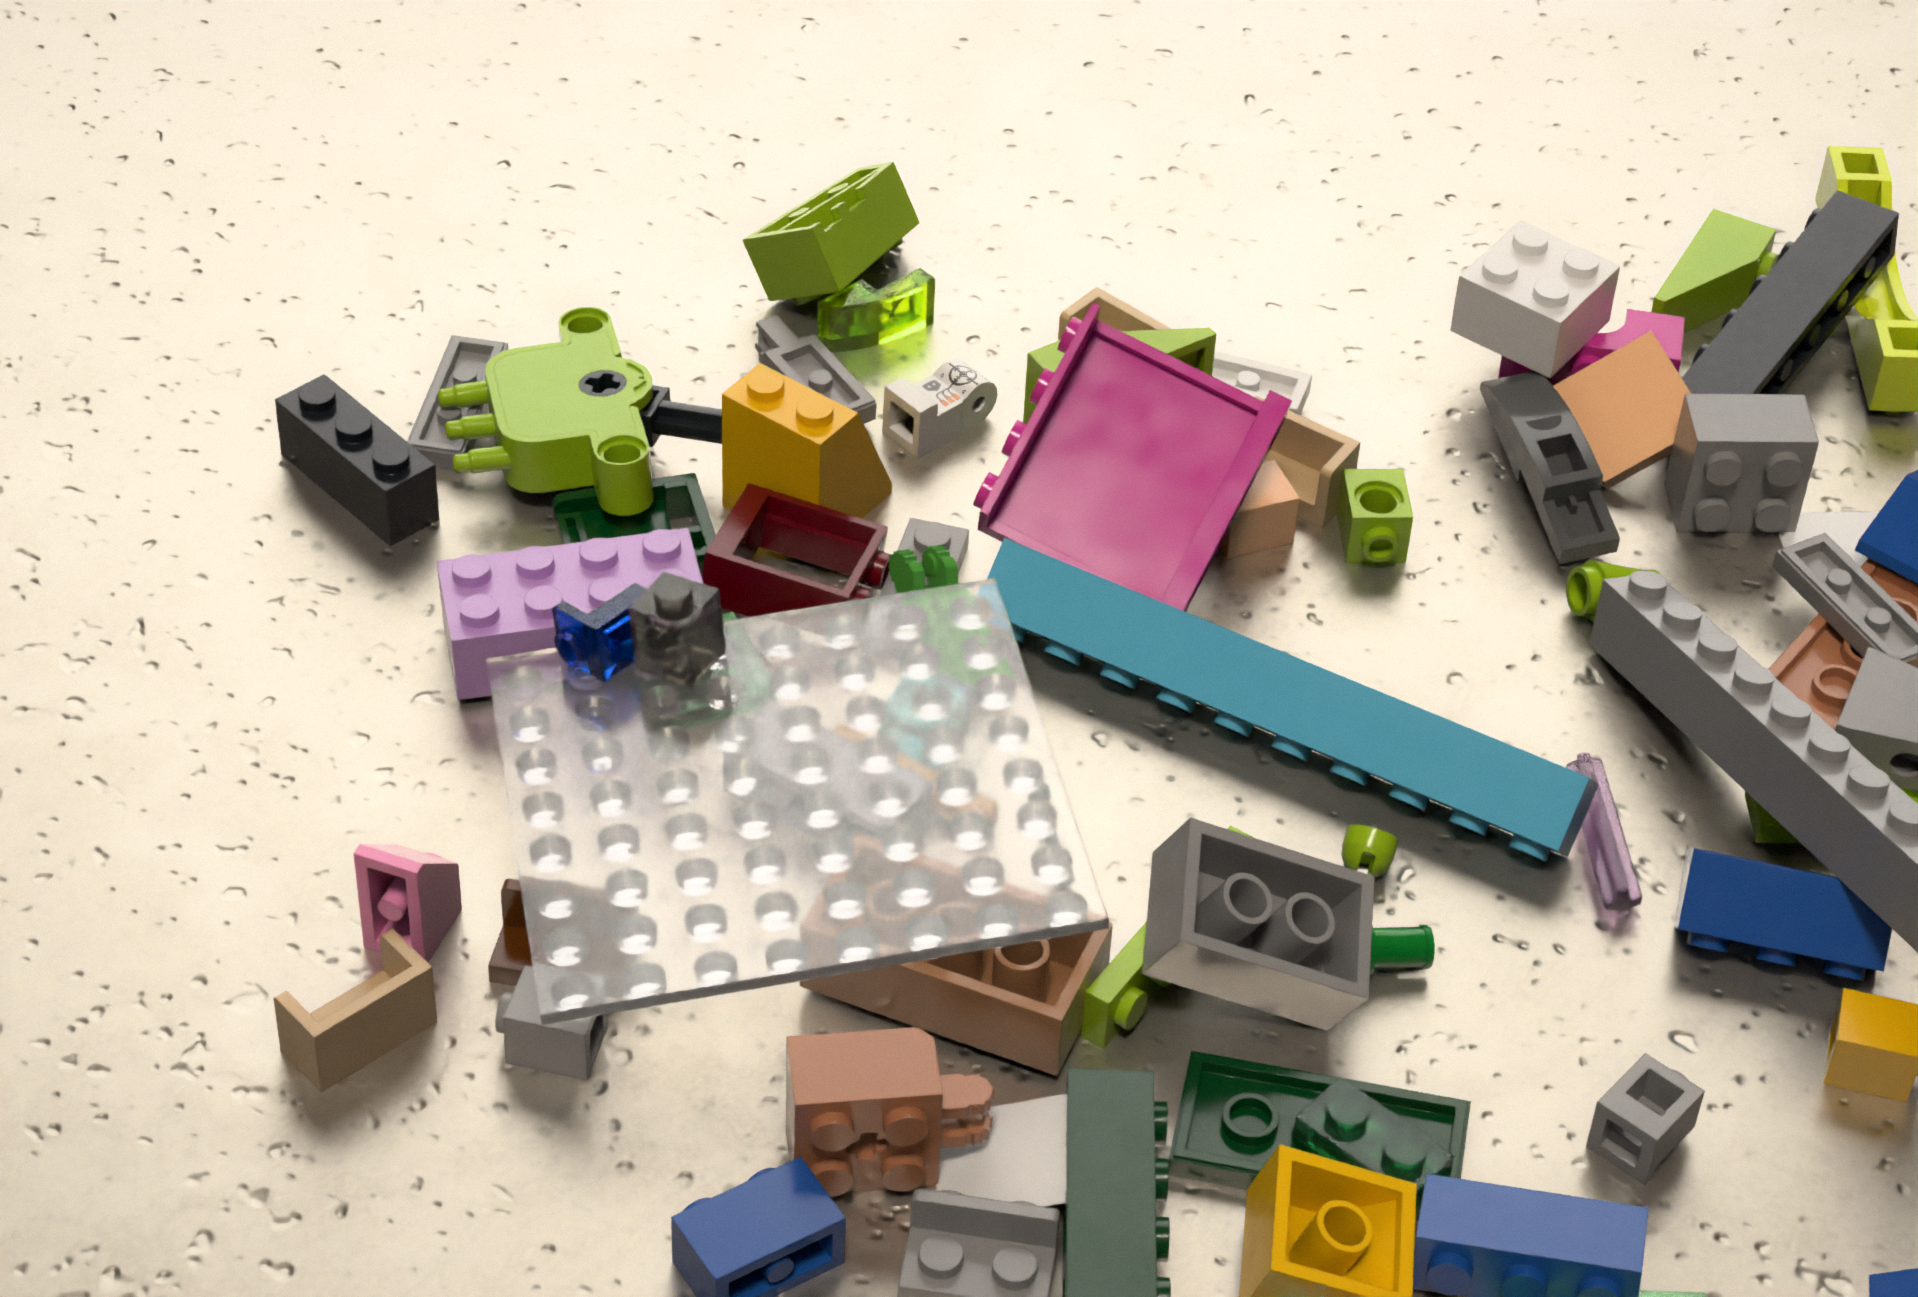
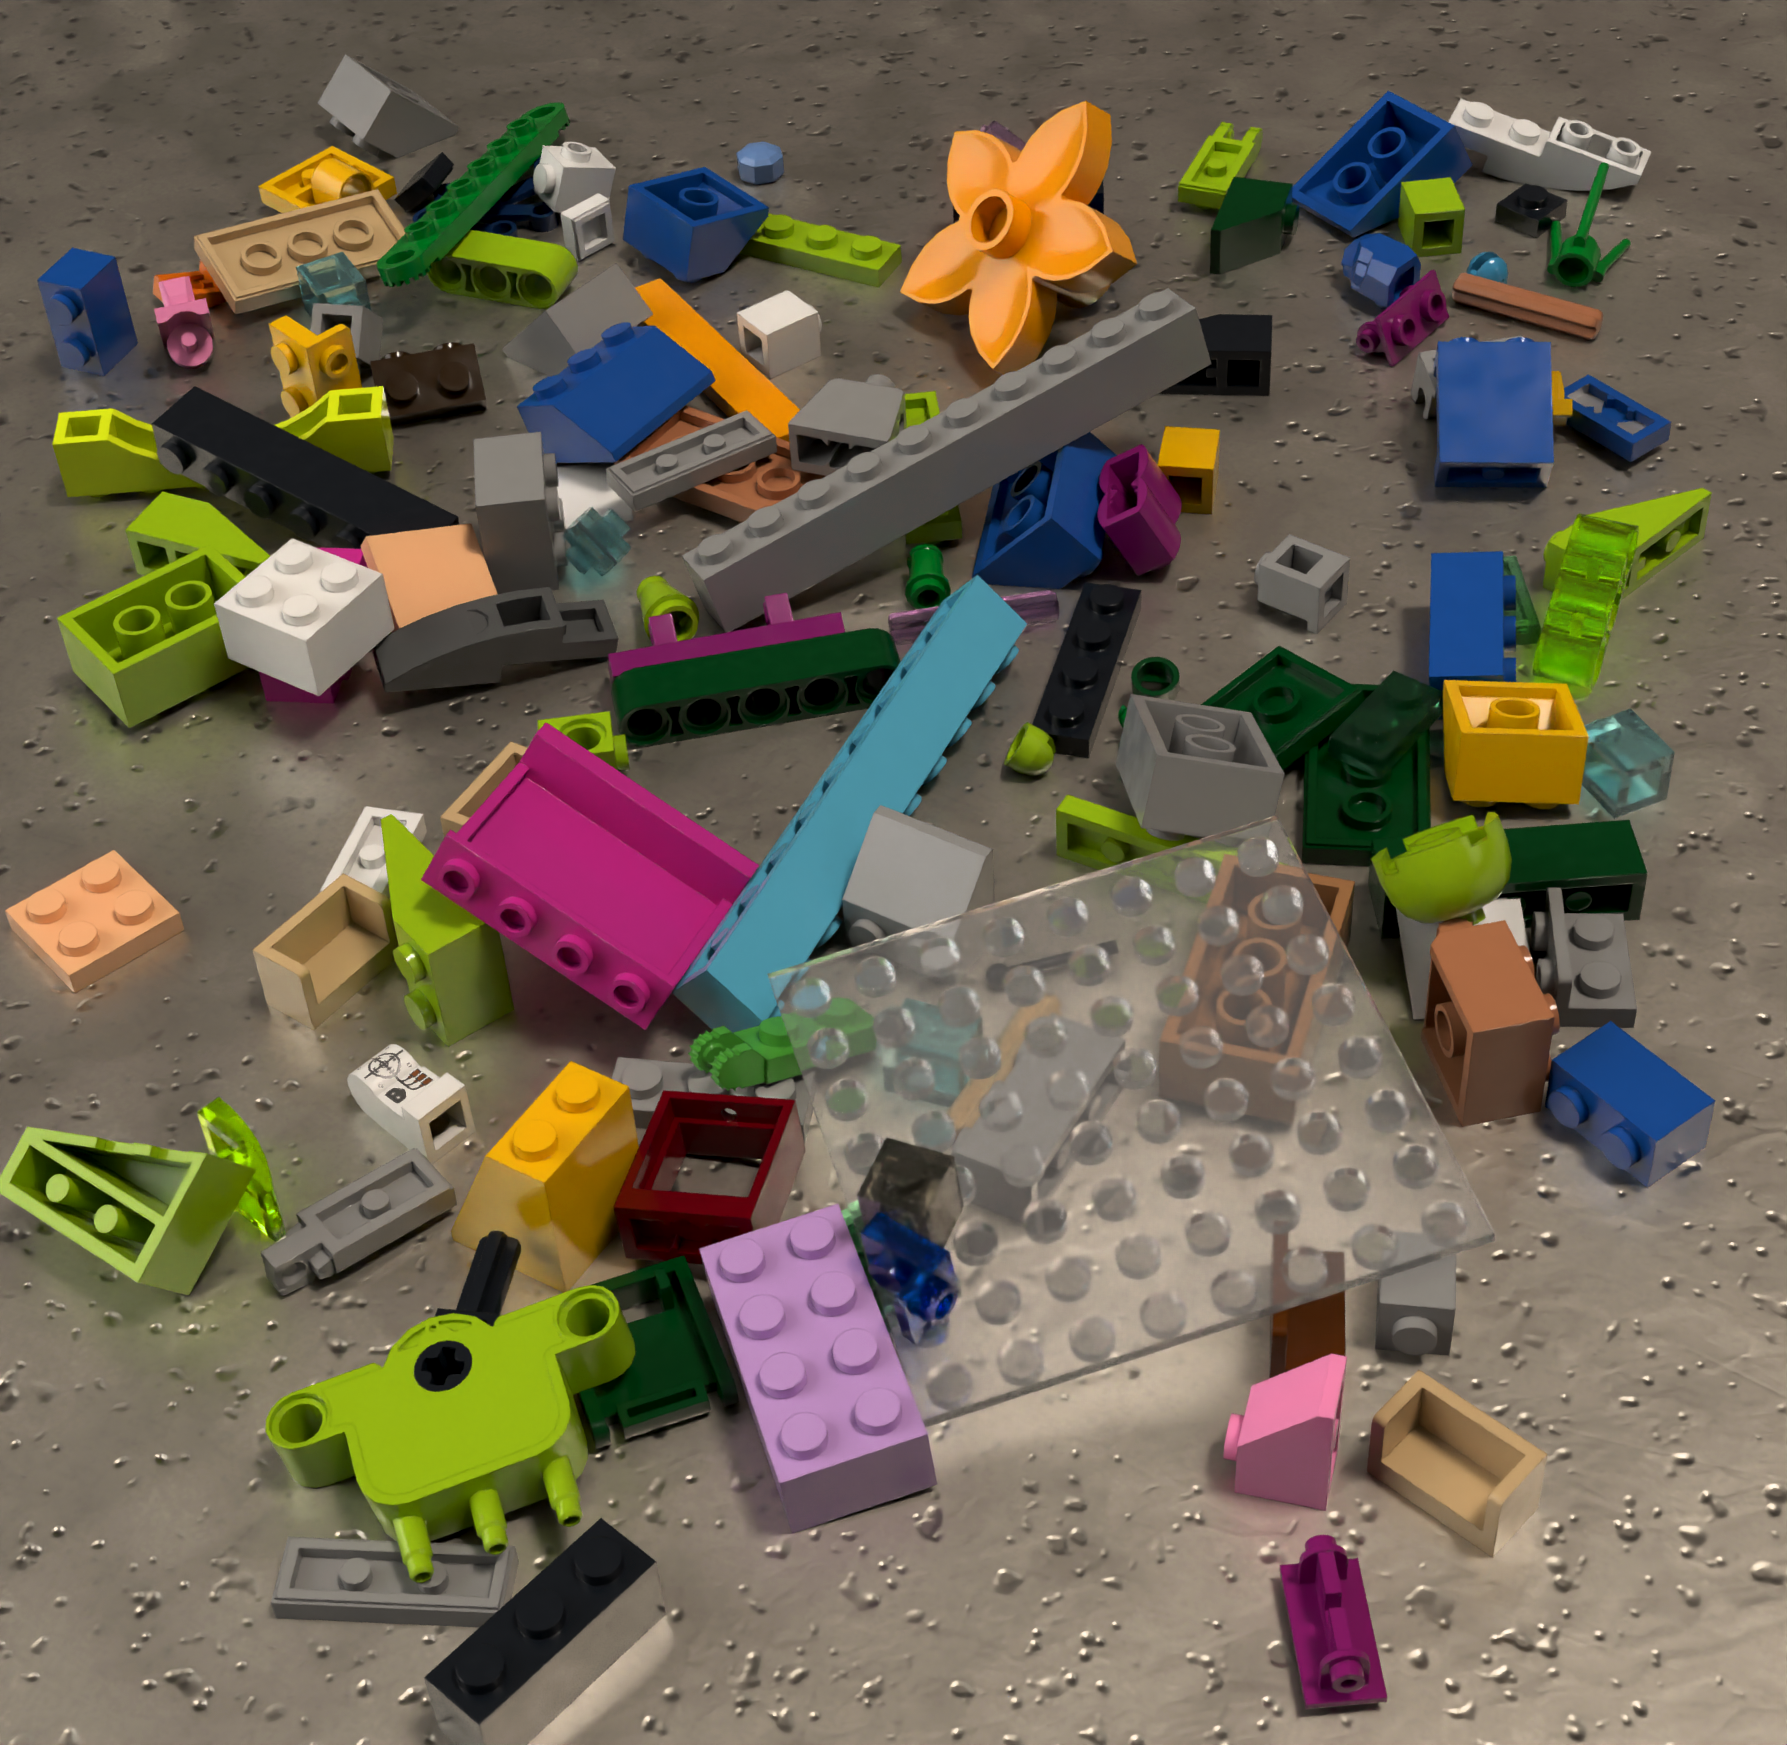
camera: 90 degrees left, 0 degrees up
(247, 915) = (1332, 1627): none -> magenta hinge
(1047, 1079) = (1447, 870): none -> lime cylinder
(1119, 723) = (912, 877): none -> light grey slope
(1201, 236) = (94, 921): none -> light nougat plate
(1416, 1060) = (1290, 702): none -> dark green tile
(1455, 962) = (1155, 678): none -> dark green hinge
(1479, 641) = (753, 687): none -> dark green beam
(1517, 921) = (1088, 667): none -> black plate
(1553, 659) = (778, 629): none -> magenta hinge
(1570, 211) = (154, 637): none -> lime brick
(1668, 797) = (927, 581): none -> green pin
(1719, 536) = (596, 541): none -> clear light blue gear
(1766, 971) = (1140, 510): none -> magenta brick

